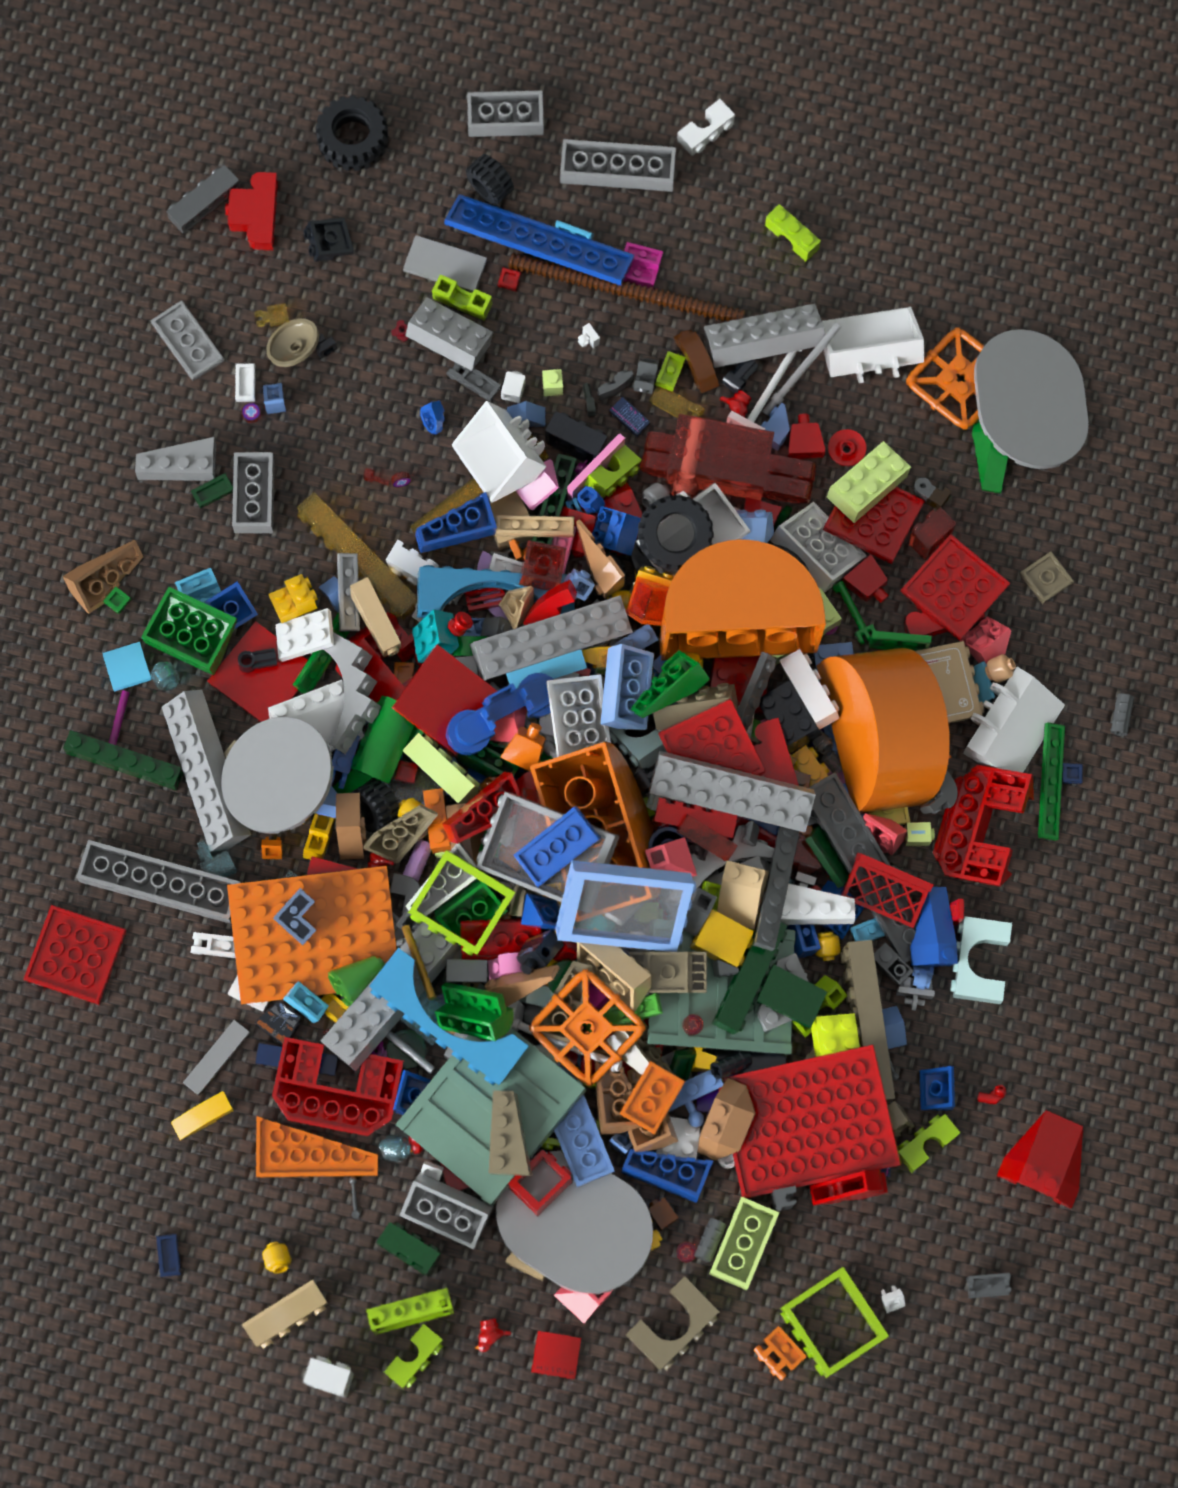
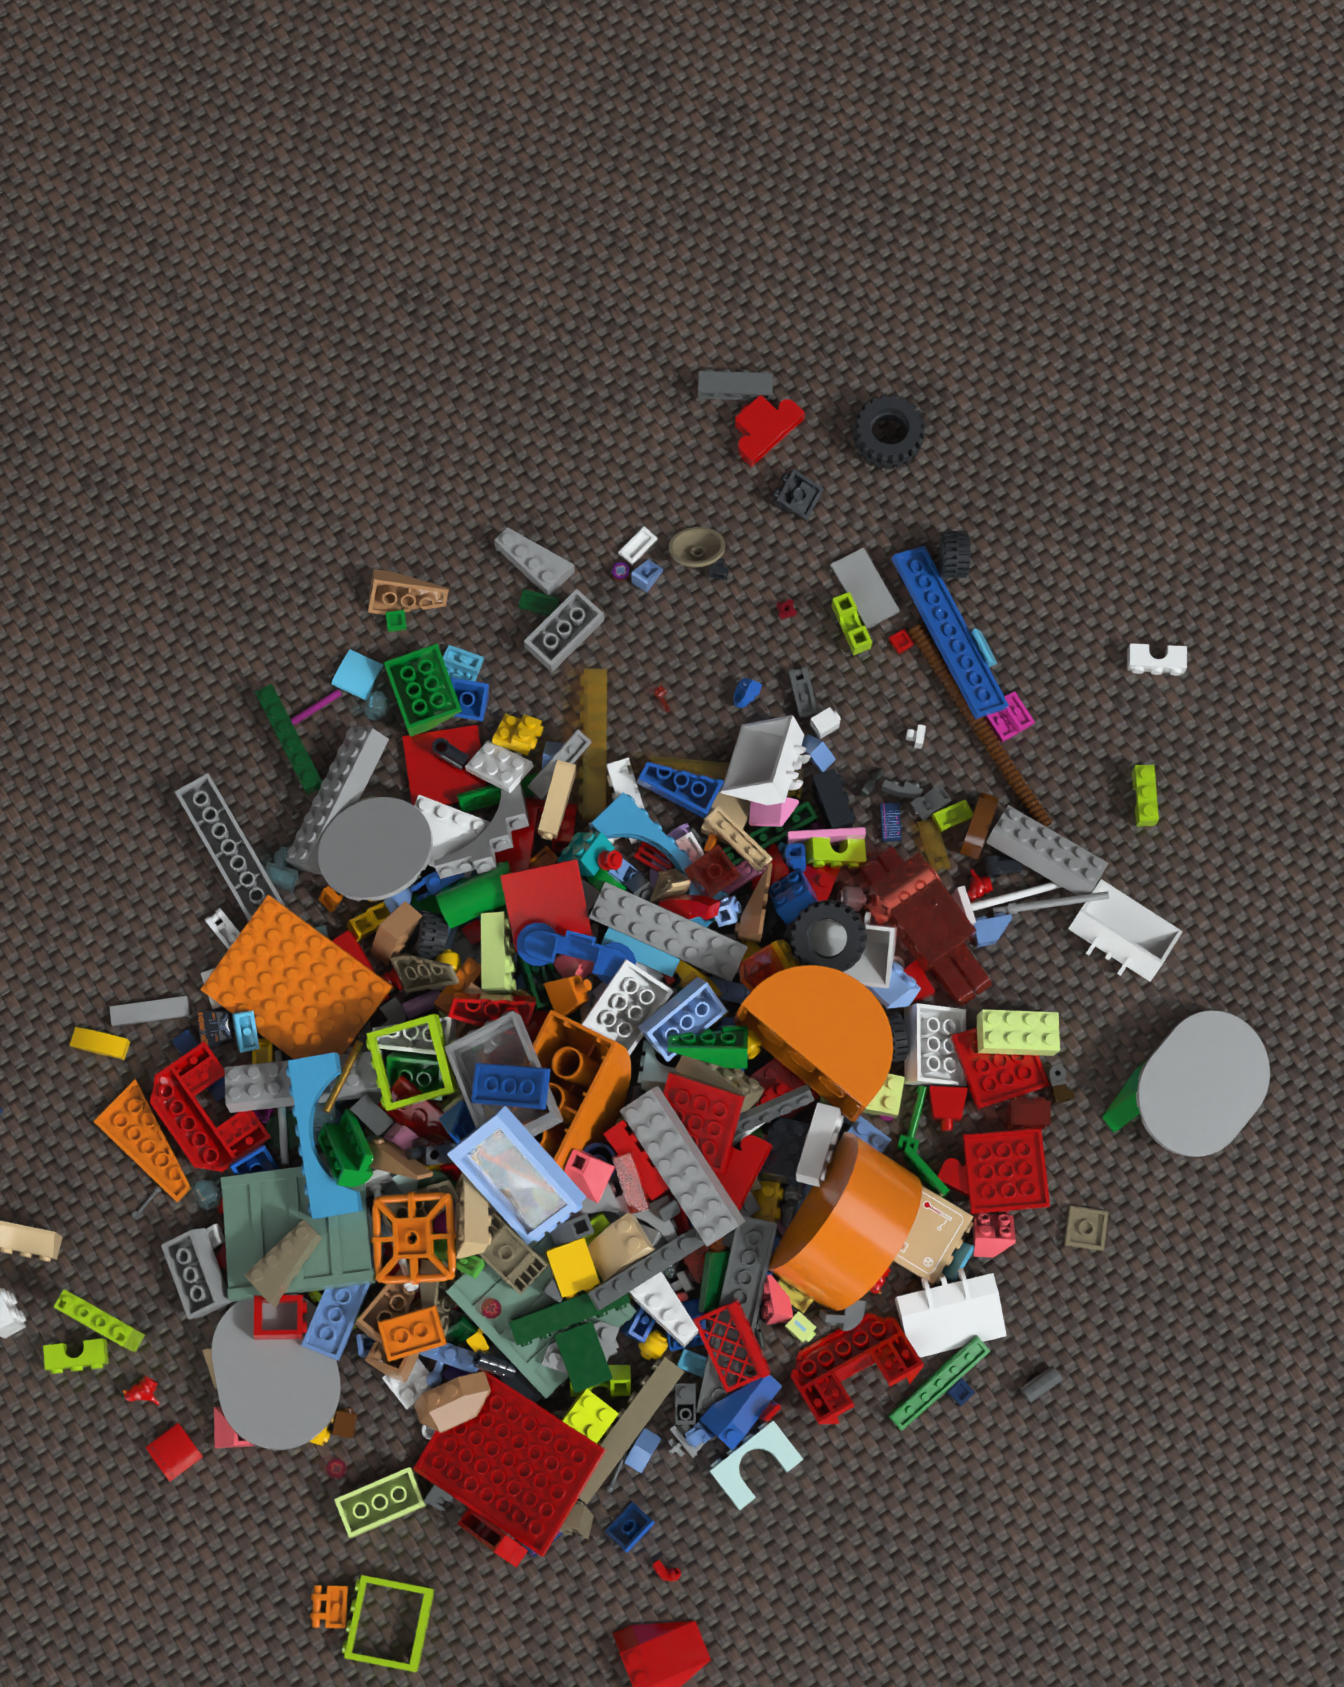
camera: 45 degrees right, 0 degrees up
(75, 954) = (125, 846): red tile -> none
(187, 340) = (626, 478): light grey tile -> none
(276, 315) = (705, 516): clear yellow plate -> none
(276, 1257) = (52, 1192): yellow head -> none
(292, 918) = (287, 961): sand blue brick -> none
(354, 978) = (292, 1045): bright green cone -> none
(400, 479) = (679, 716): tile -> none
(409, 1248) = (146, 1275): dark green wedge -> none
(449, 334) = (815, 641): light grey brick -> none
(505, 113) = (1015, 516): light grey brick -> none
(552, 382) = (857, 745): yellowish green brick -> none
(617, 165) = (1062, 628): light grey brick -> none
(668, 1172) = (381, 1404): blue wedge -> none
(700, 1313) = (248, 1523): dark tan arch -> none
(710, 1240) = (360, 1476): dark grey axle -> none
(783, 516) = (936, 998): dark green tile -> none
(805, 439) = (1003, 957): red torso -> none
(847, 439) = (1031, 983): red dish -> none
(893, 1300) = (446, 1649): white tile -> none
(941, 1130) = (602, 1558): lime arch -> none
(948, 378) = (1157, 1010): orange plate -> none
(1000, 668) = (979, 1262): light nougat head -> none

